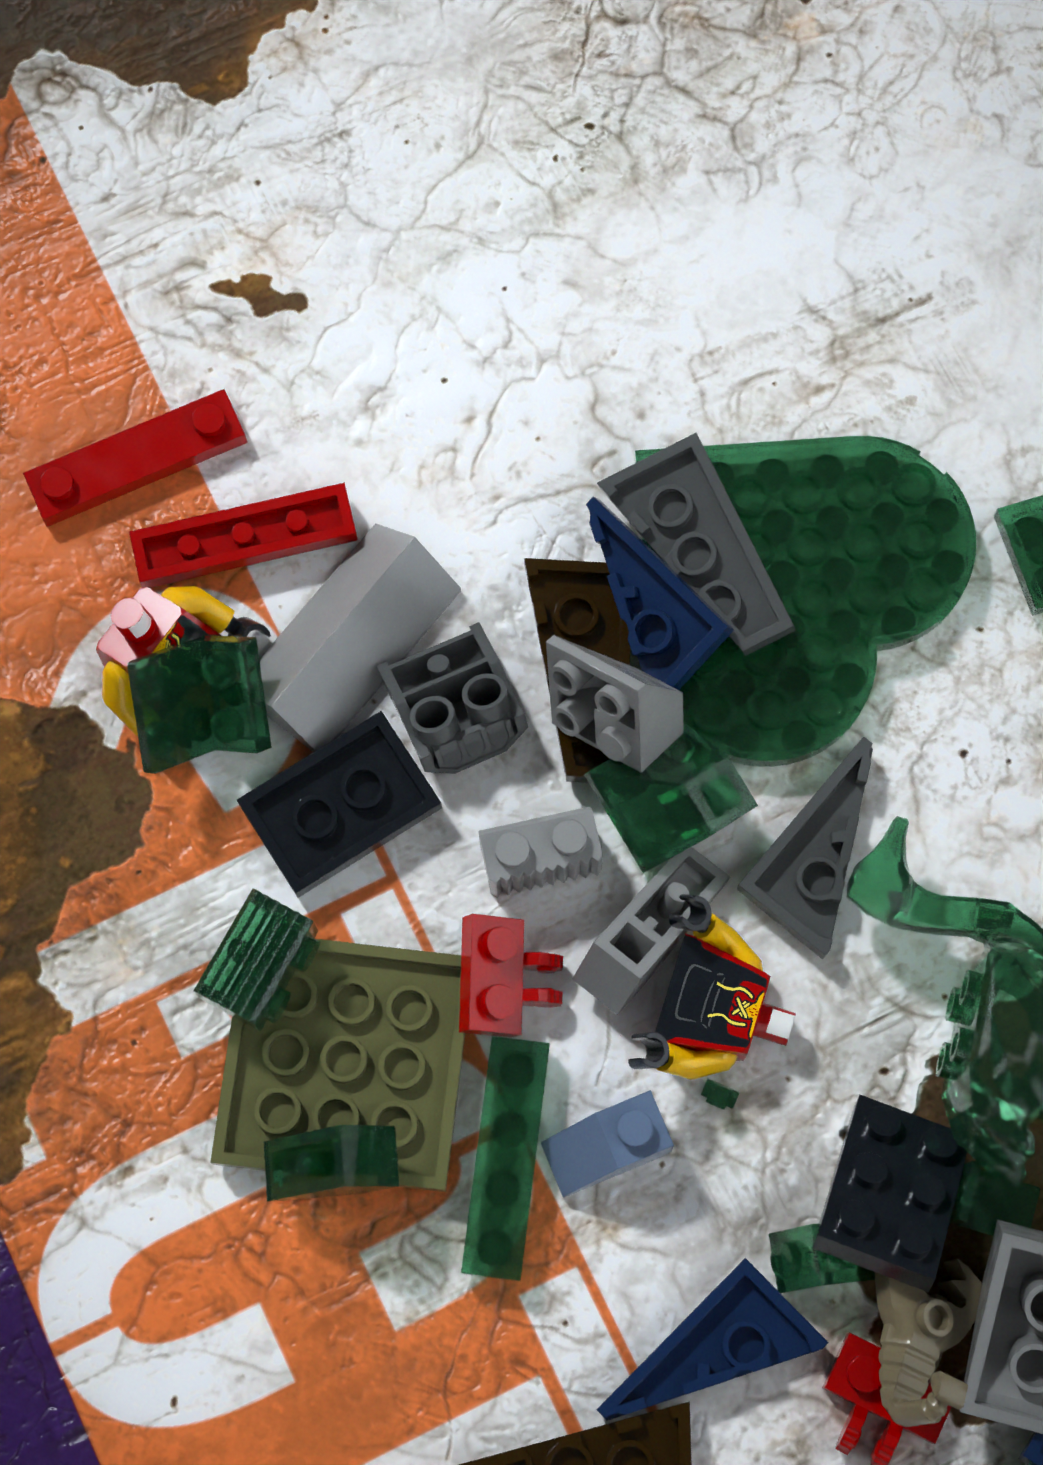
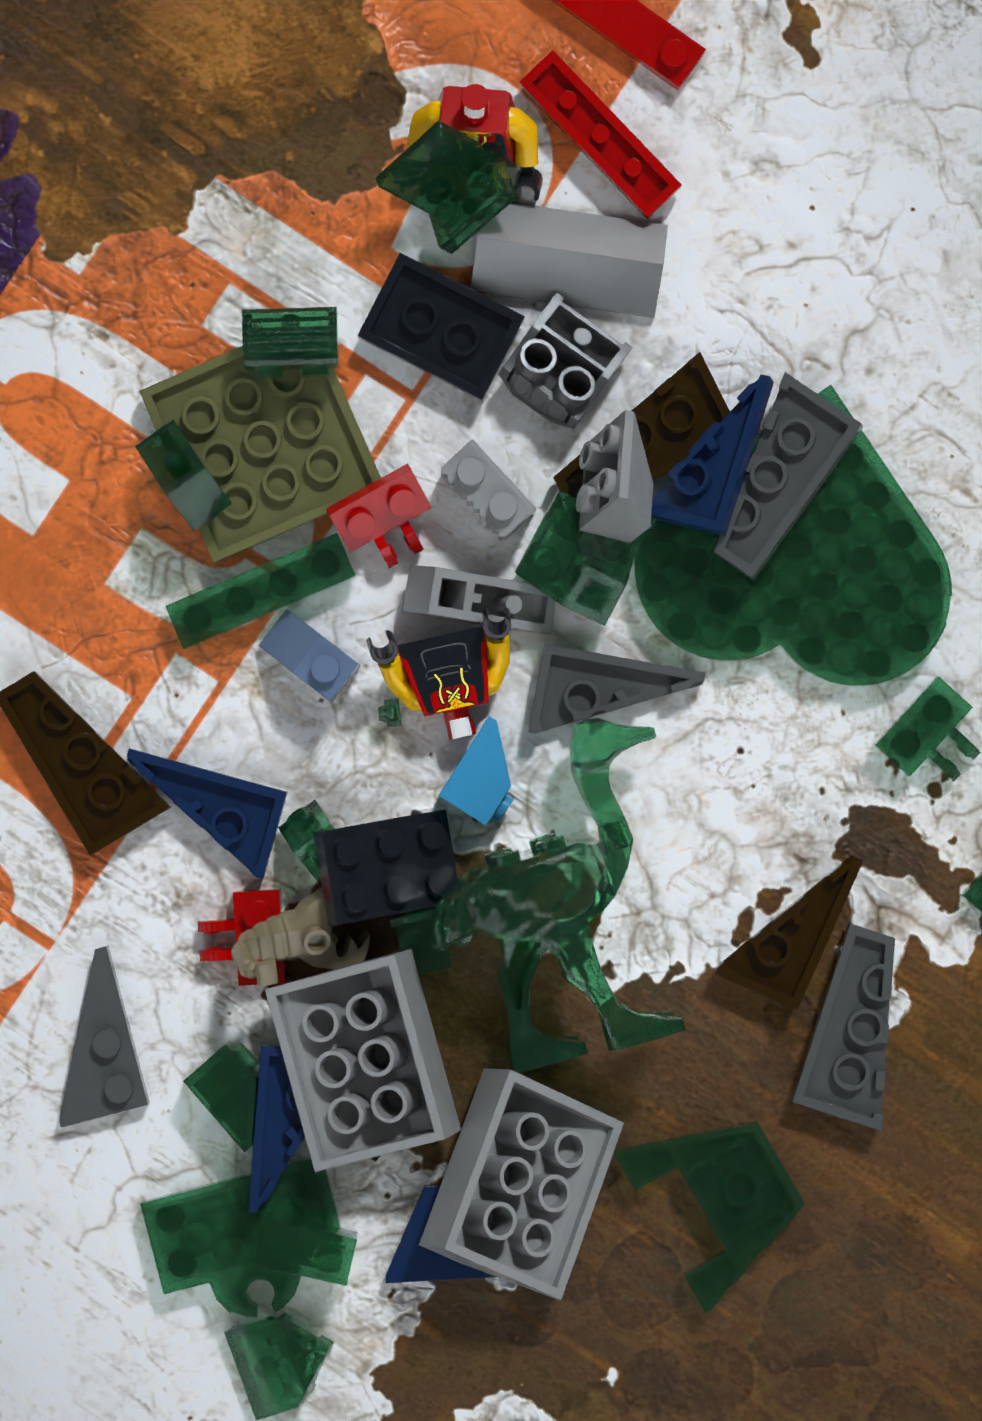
camera: 55 degrees right, 15 degrees up
(845, 1033) = (481, 777): none -> dark azure slope

